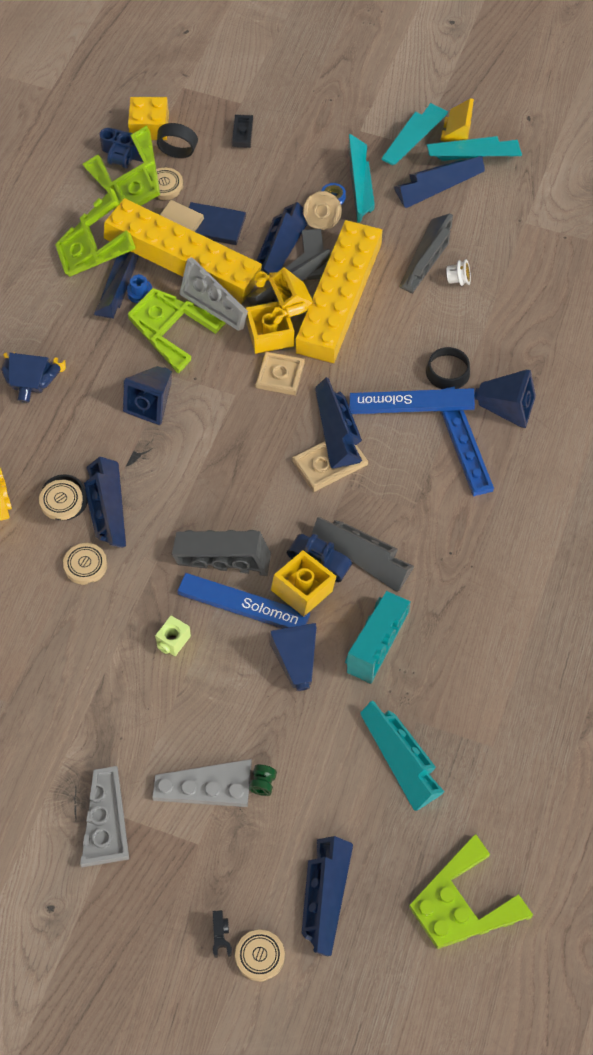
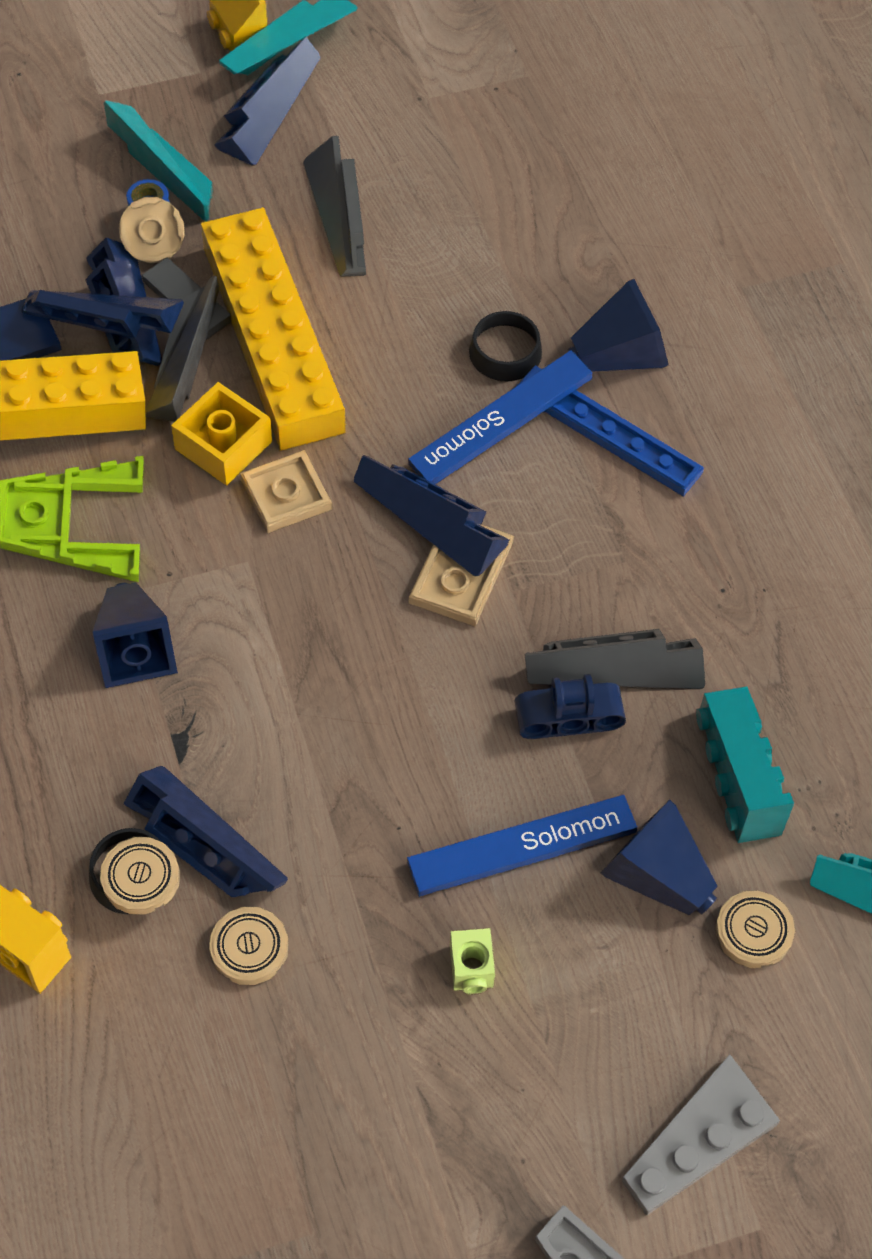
camera: 40 degrees left, 0 degrees up
(208, 294) = (98, 438): light grey wing -> none
(223, 550) = (433, 789): dark grey wedge -> none
(262, 780) = (772, 1071): dark green wheel -> none
(265, 237) = (105, 312): none -> dark blue wedge
(290, 293) = (218, 364): yellow torso -> none
(303, 583) = (588, 759): yellow brick -> none
(316, 715) = (755, 929): none -> tan tile
(413, 132) = (185, 55): teal wedge -> none
(459, 273) = (410, 210): white piece -> none

